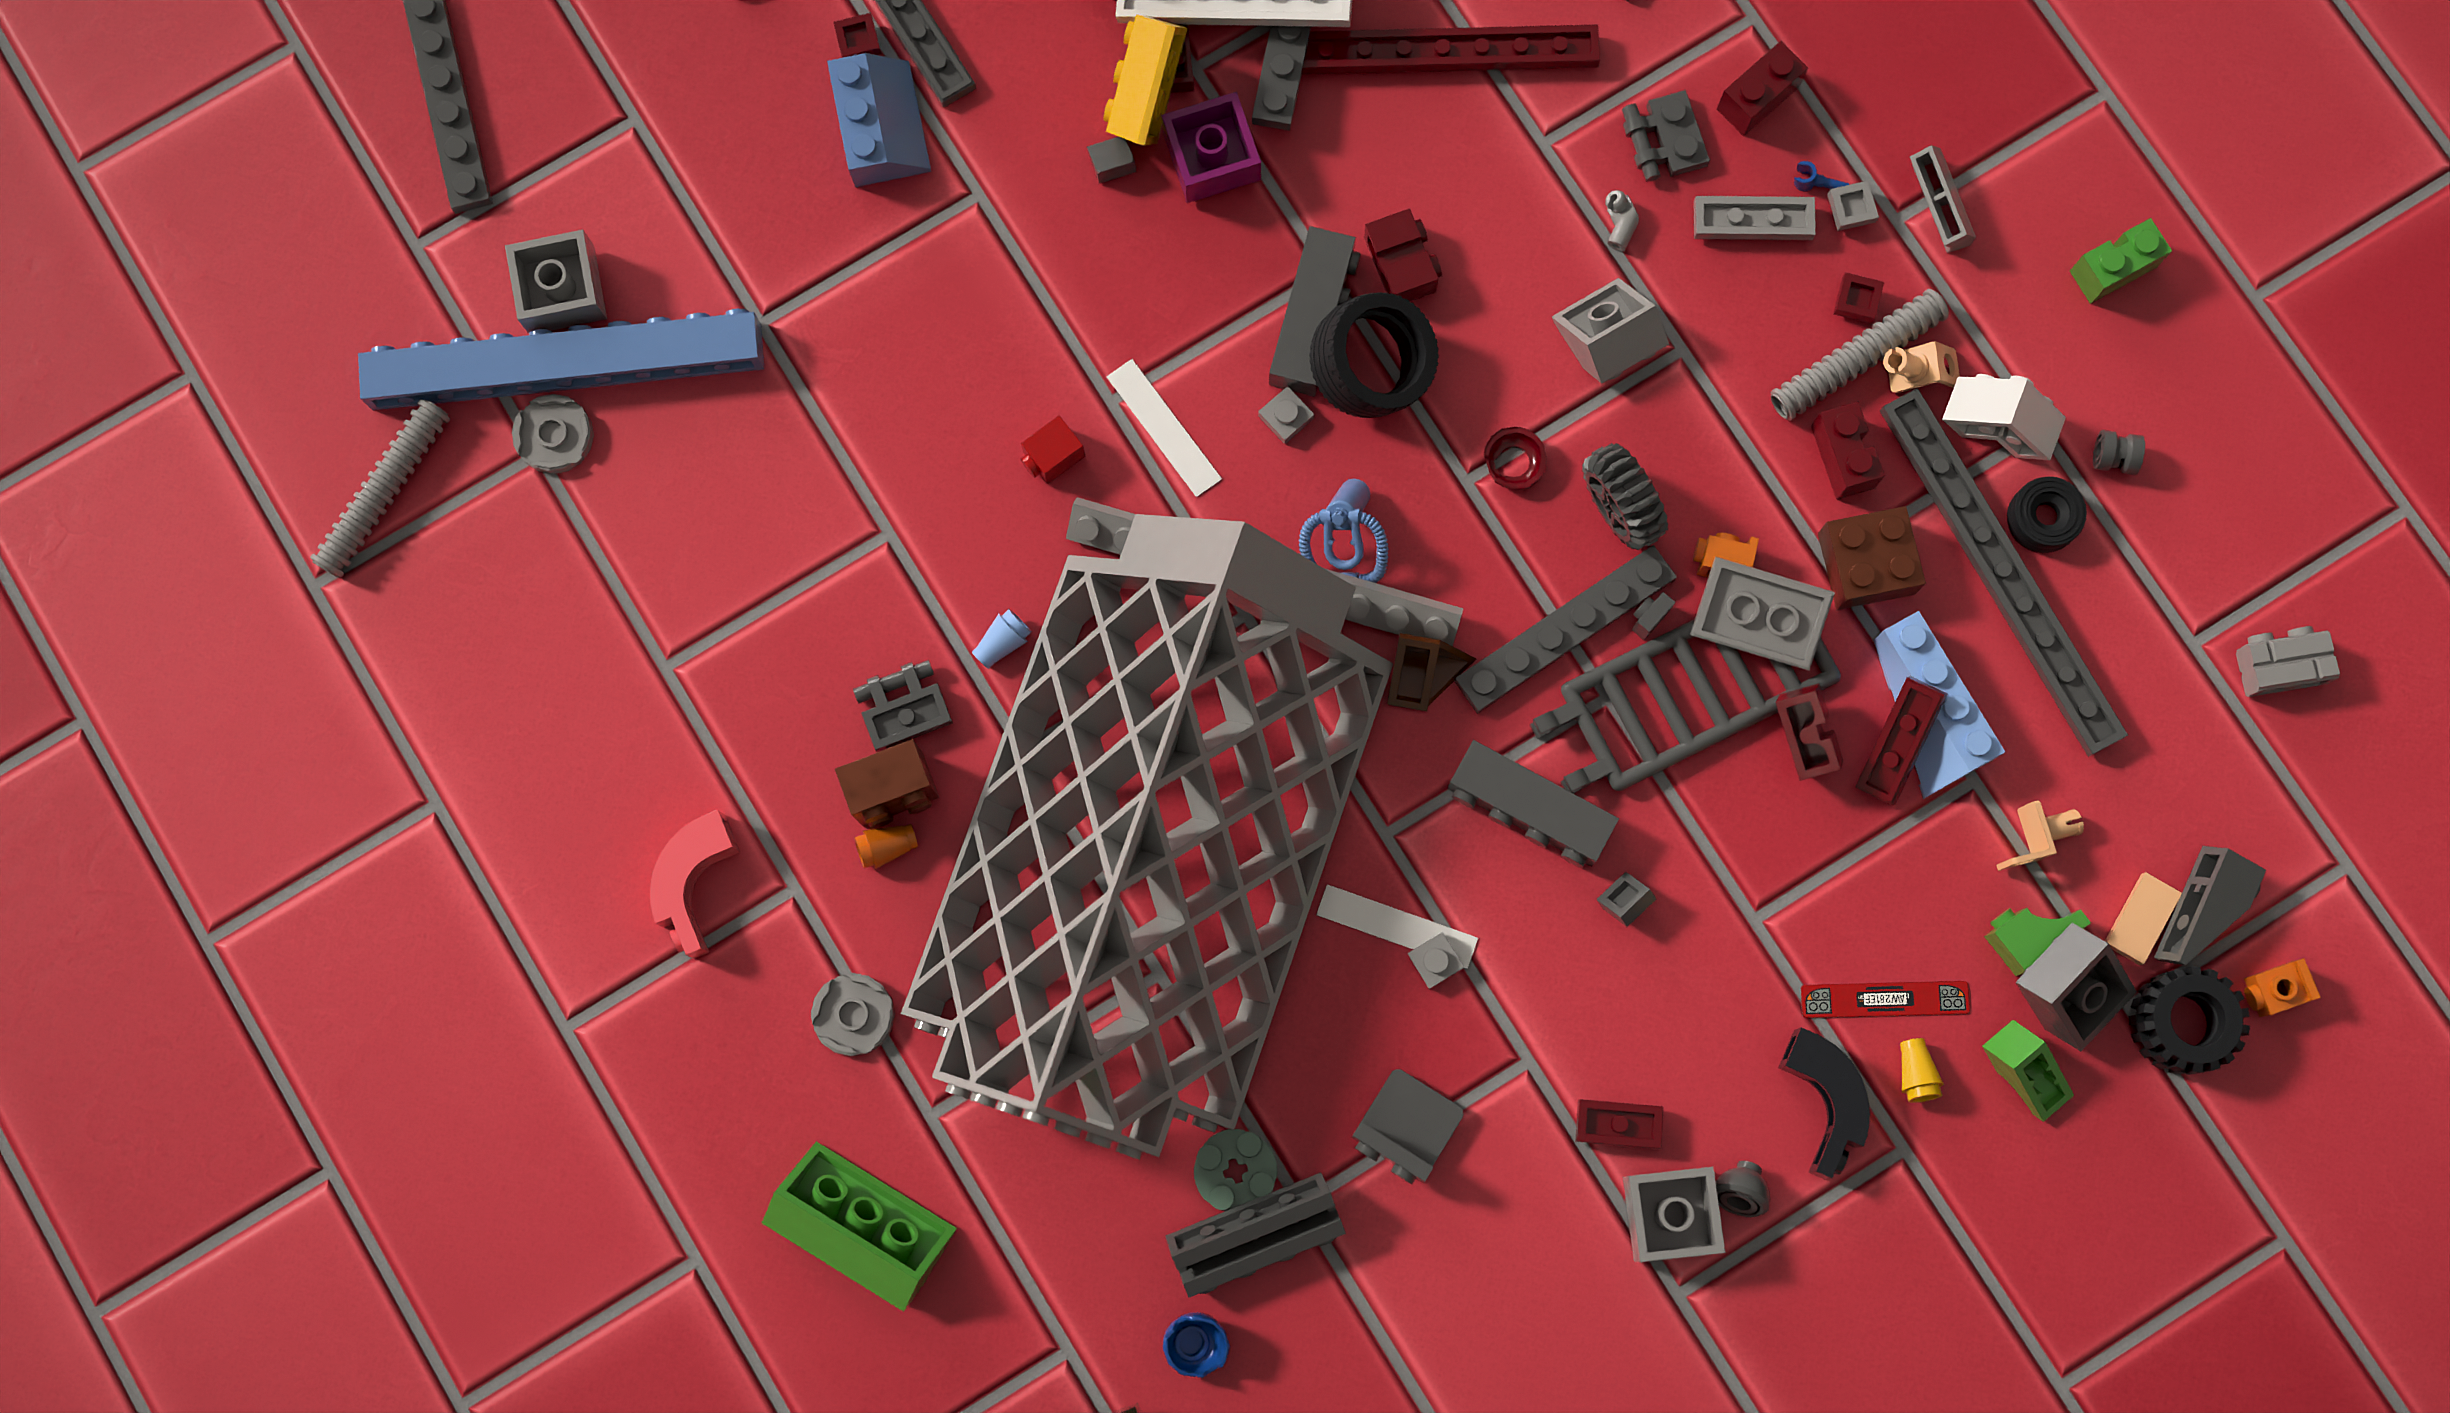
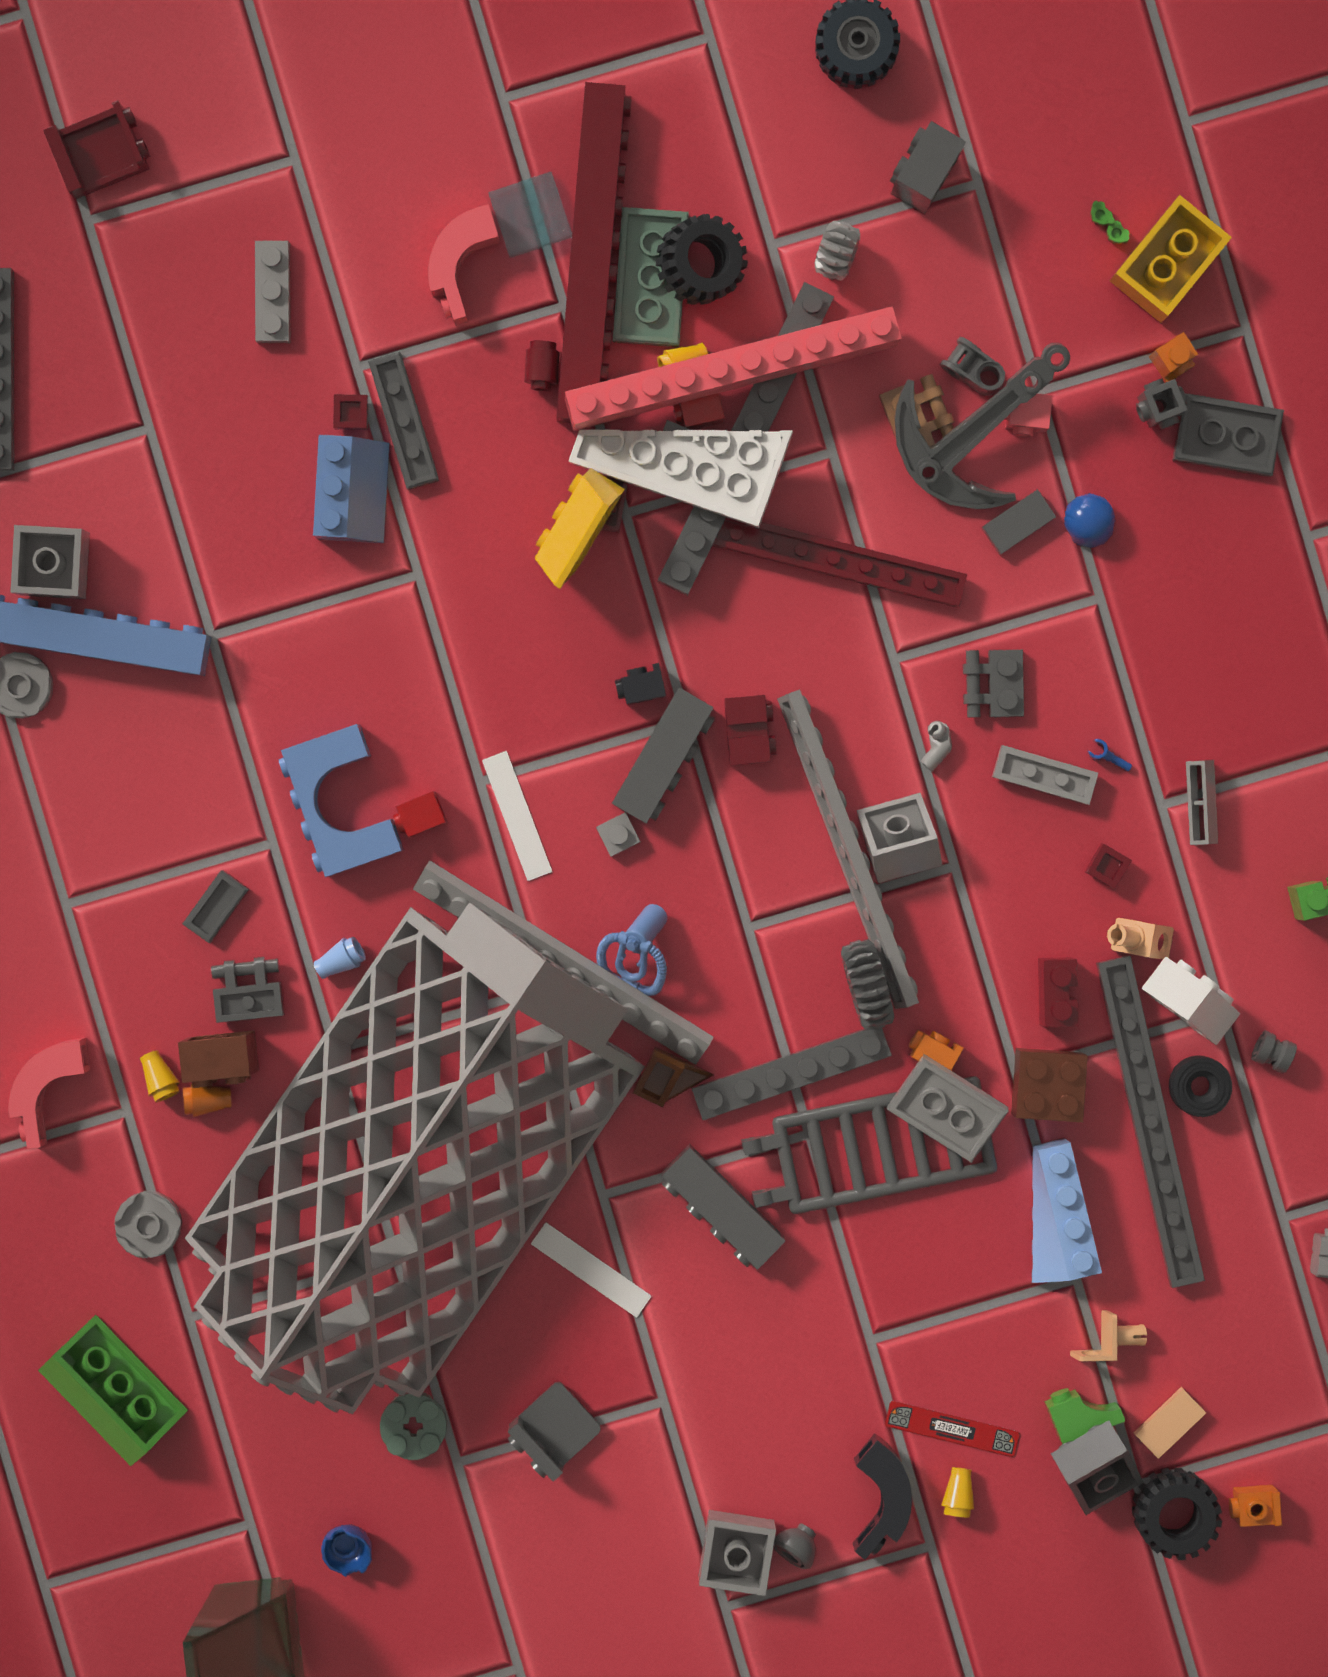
camera: 15 degrees right, 10 degrees up
(823, 834) = (159, 1078): none -> yellow cone
(841, 621) = (215, 906): none -> dark grey tile
(966, 513) = (307, 767): none -> medium blue arch
(1111, 159) = (532, 577): dark grey slope -> none
(1211, 147) = (617, 595): magenta brick -> none
(1255, 1235) = (414, 1481): dark grey brick -> none
(1266, 241) = (641, 685): none -> black brick
(1415, 344) = (733, 828): black tyre -> none
(1435, 960) = (613, 1306): light grey plate -> none
(1526, 441) = (808, 931): dark red piece -> none
(1547, 345) = (844, 840): none -> light grey plate
(1619, 1124) = (717, 1470): dark red plate -> none
(1626, 899) = (774, 1301): dark grey plate -> none
(1651, 614) = (862, 1081): dark grey plate -> none
(1762, 88) = (1085, 668): dark red brick -> none
(1811, 748) = (952, 1216): dark red brick -> none
(1853, 205) = (1128, 787): light grey plate -> none
(1862, 352) = (1094, 913): light grey piece -> none
(1901, 740) = (1025, 1239): dark red tile -> none
(2029, 1069) = (1042, 1515): bright green arch -> none
(2212, 900) = (1224, 1428): dark grey slope -> none

